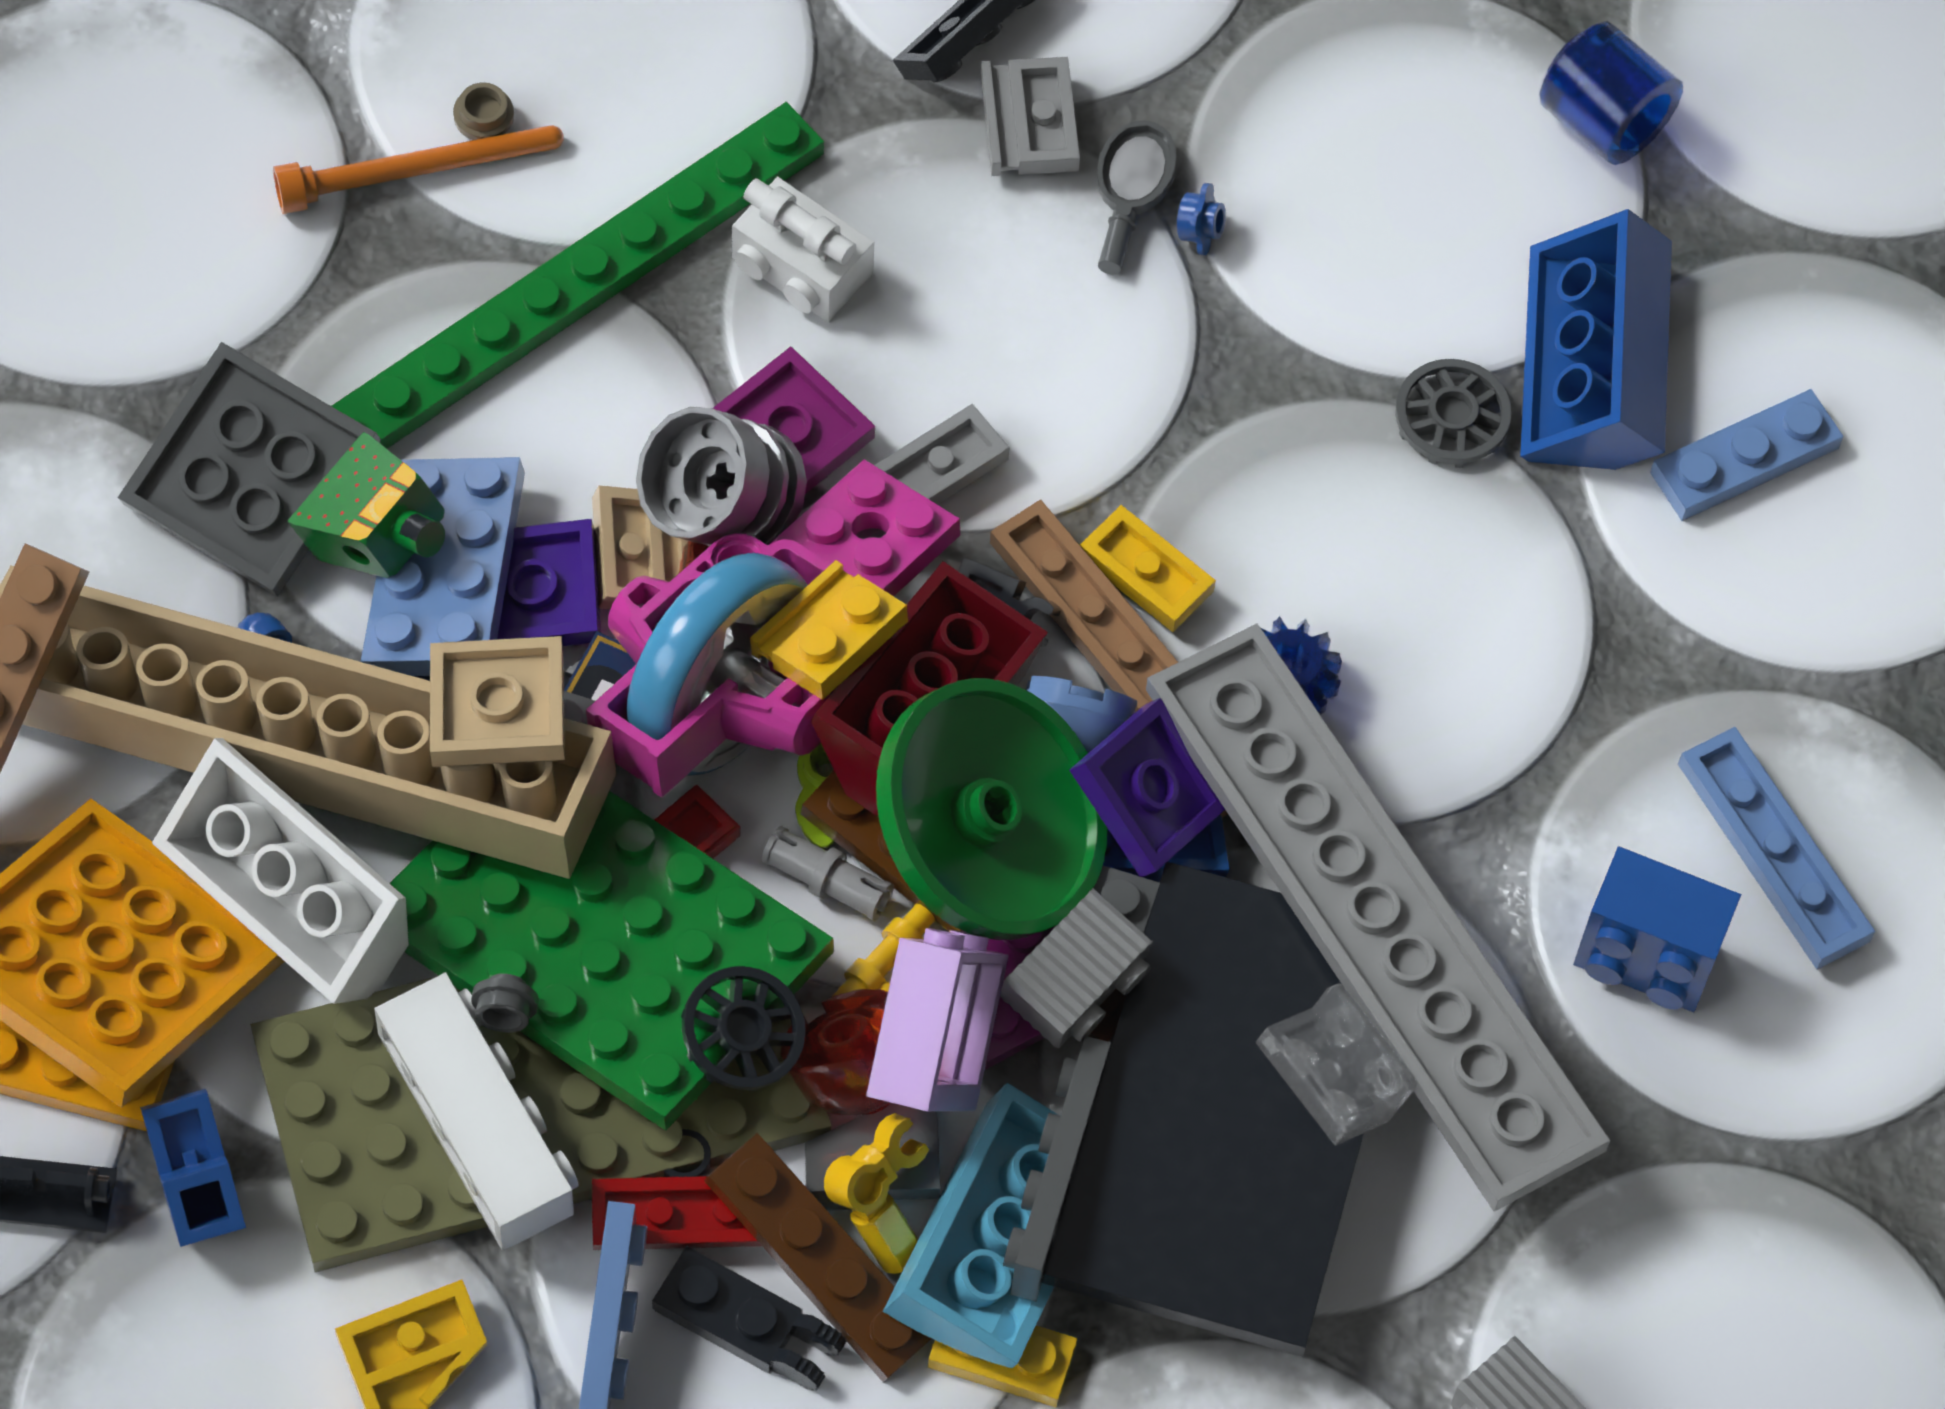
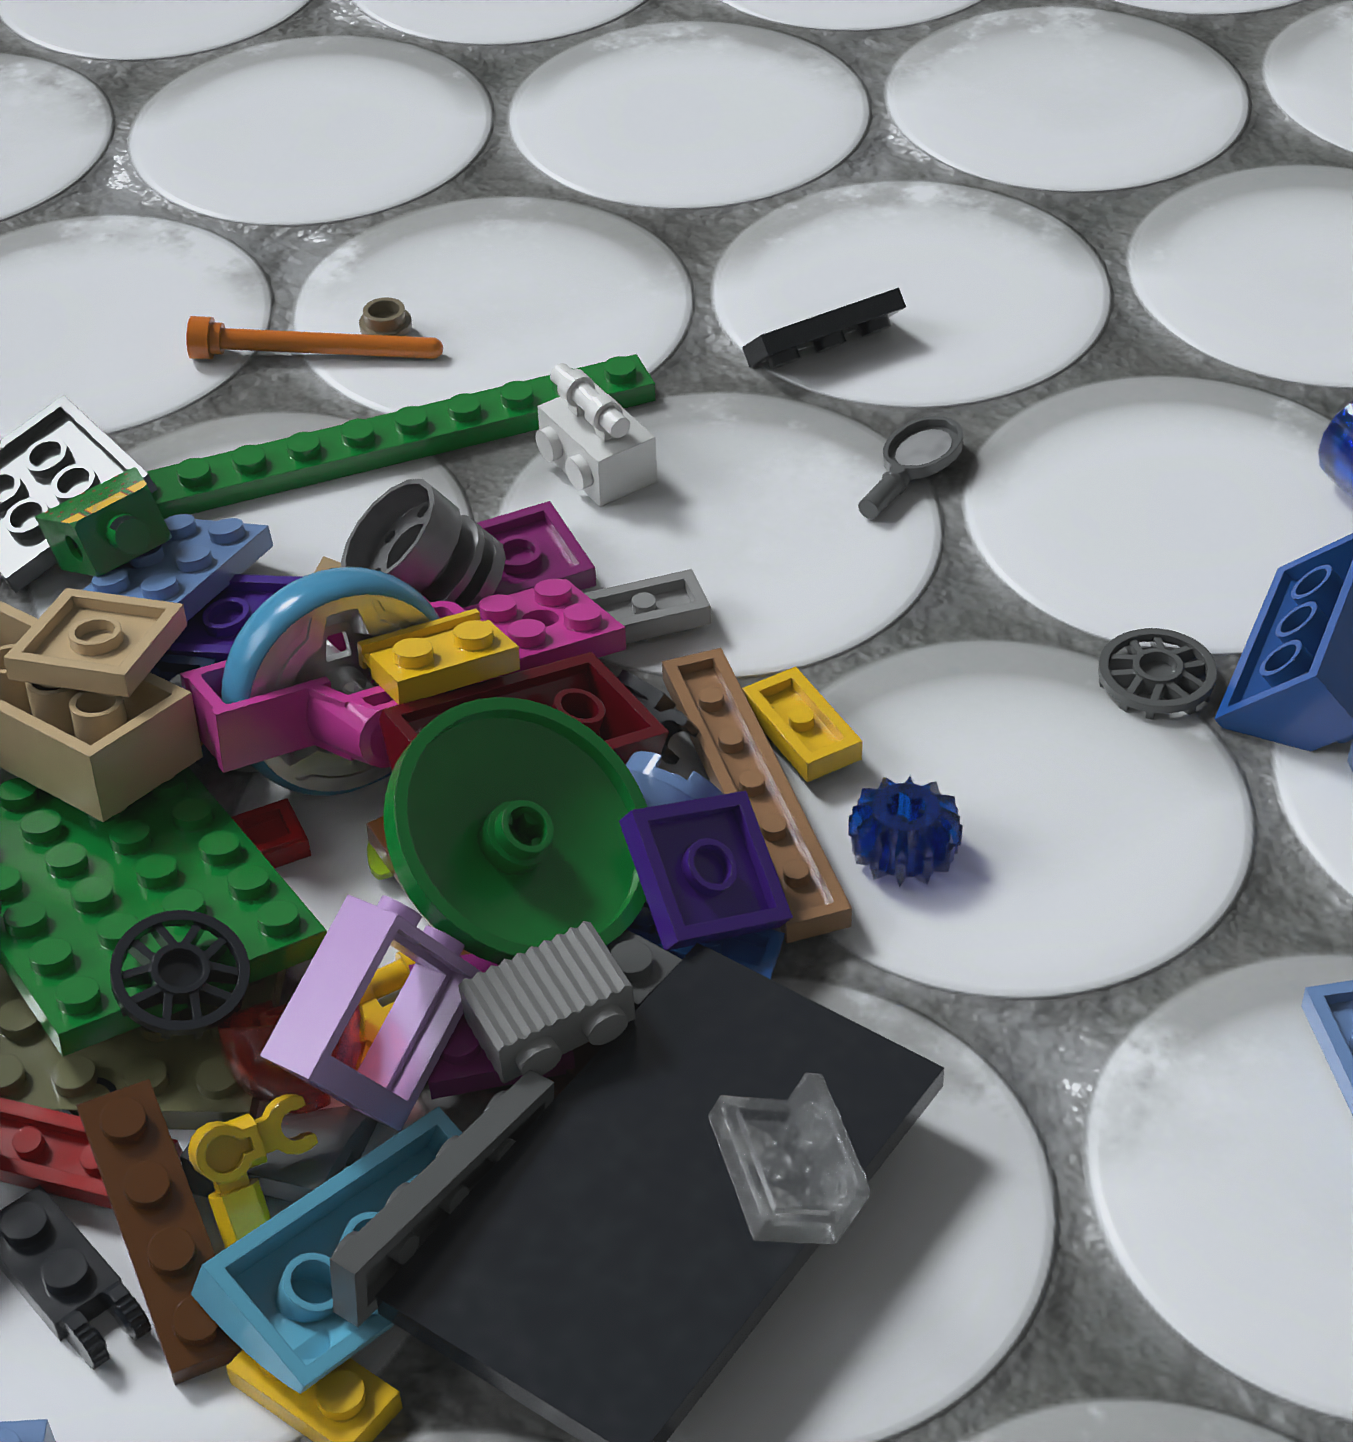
camera: 25 degrees right, 20 degrees down
(827, 873) = (355, 879): light grey pin -> none
(1030, 116) = (842, 398): light grey plate -> none
(1201, 218) = (965, 486): blue plate -> none
(1378, 917) = (908, 1068): light grey plate -> none
(1655, 930) = (1221, 1134): blue brick -> none

